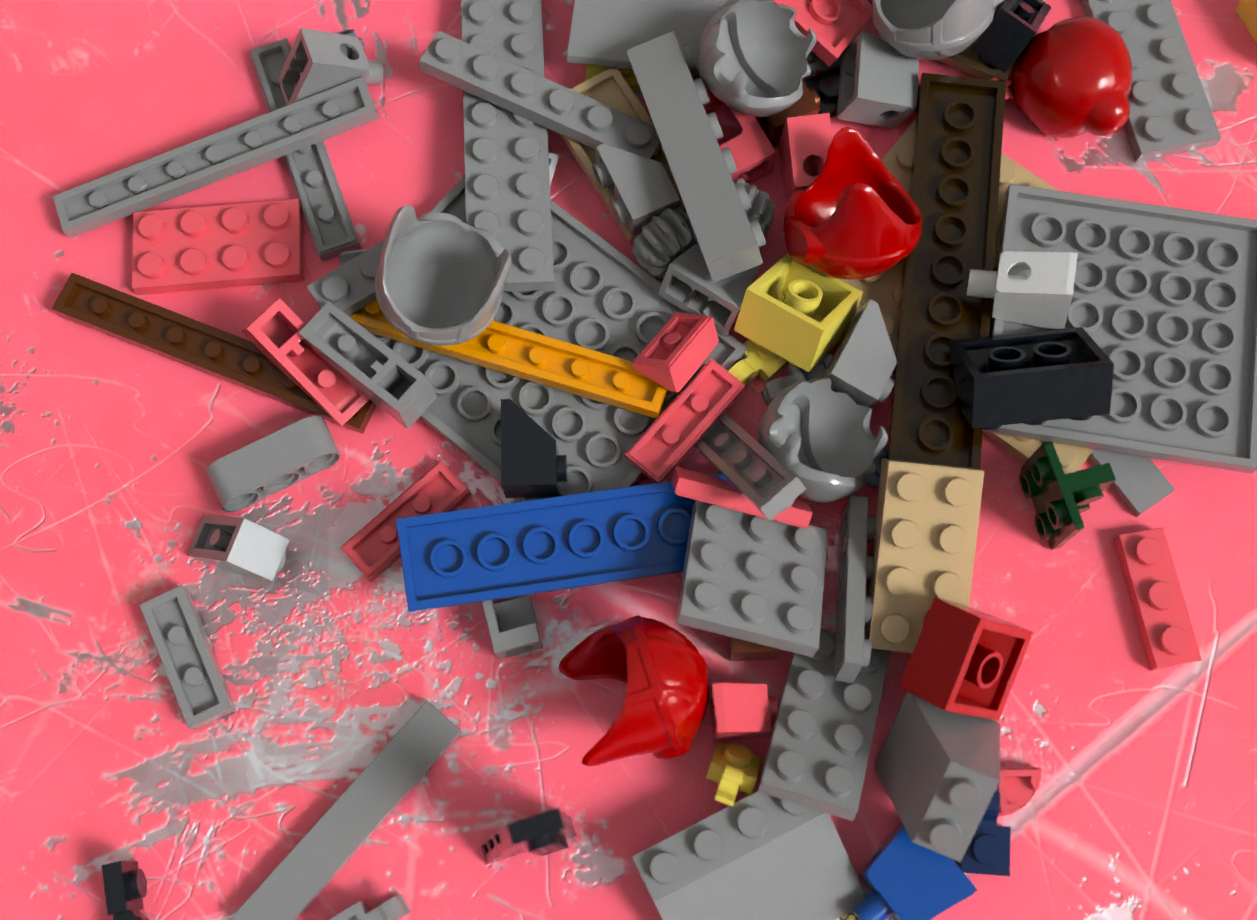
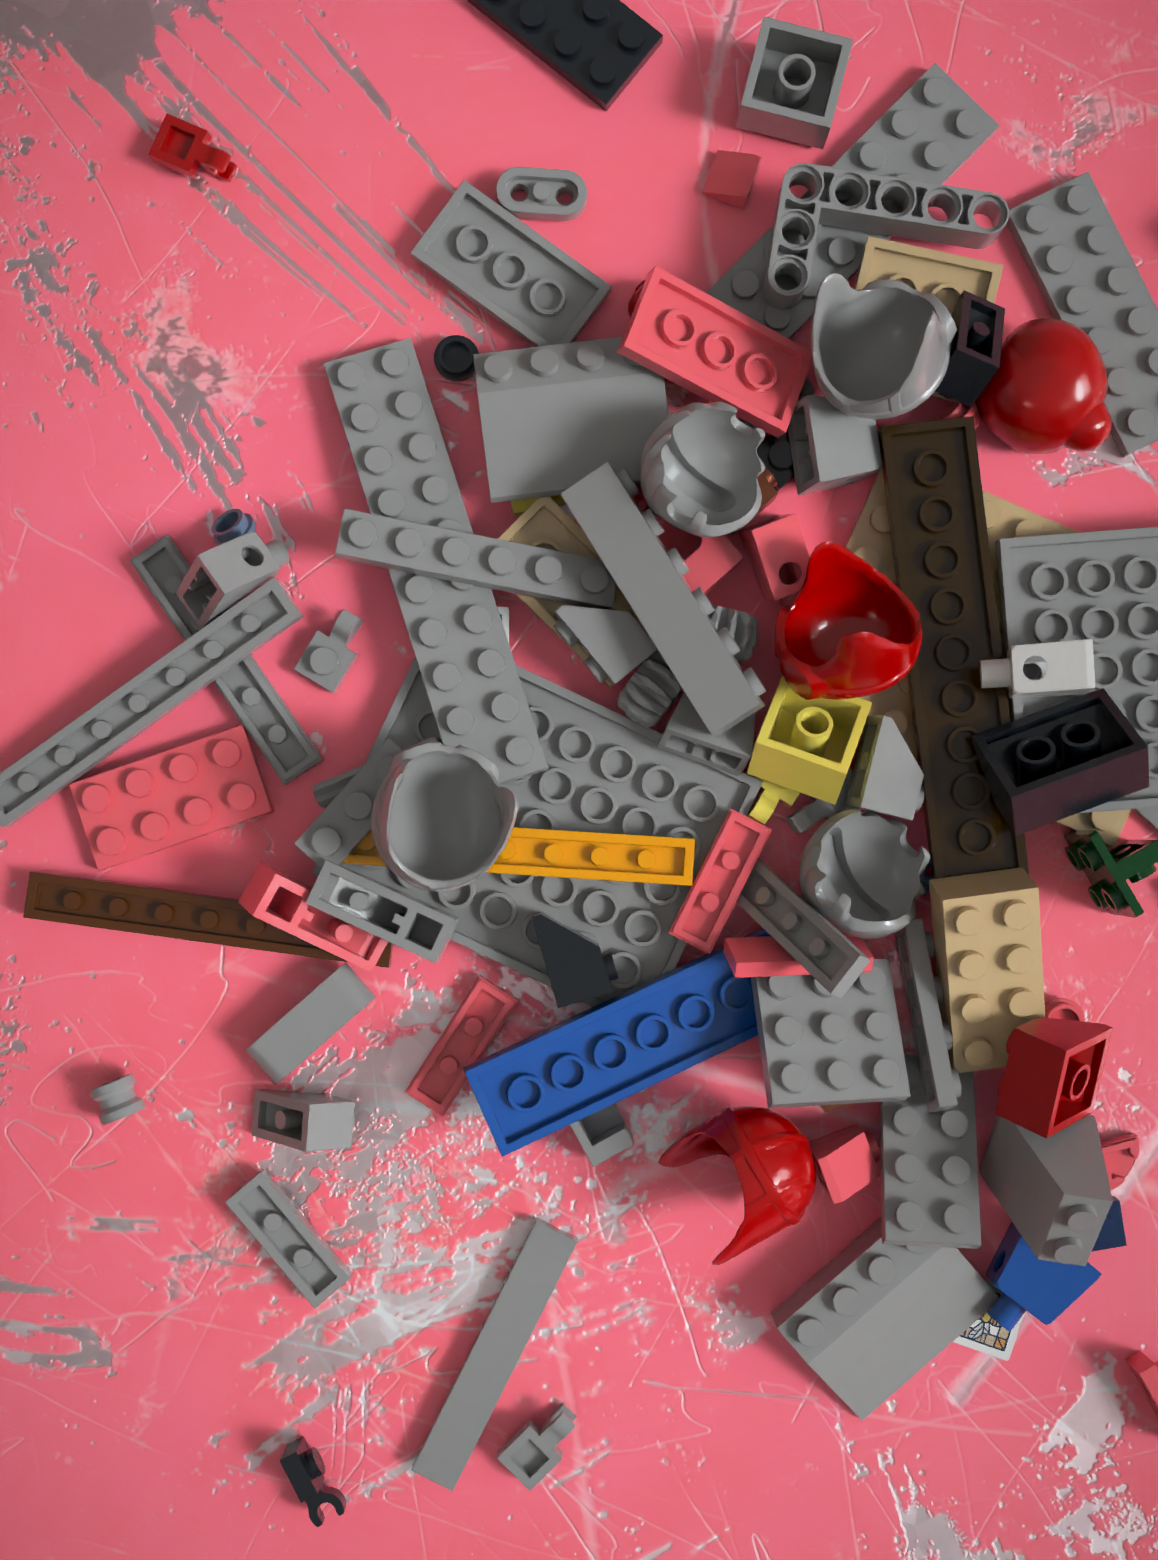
camera: 15 degrees left, 15 degrees up
(75, 487) = (117, 1099): none -> light grey wheel
(393, 164) = (327, 657): none -> light grey plate
(536, 835) = (683, 1343): wing -> none
(678, 350) = (694, 811): coral slope -> none
(734, 770) = (852, 1221): light yellow plate -> none

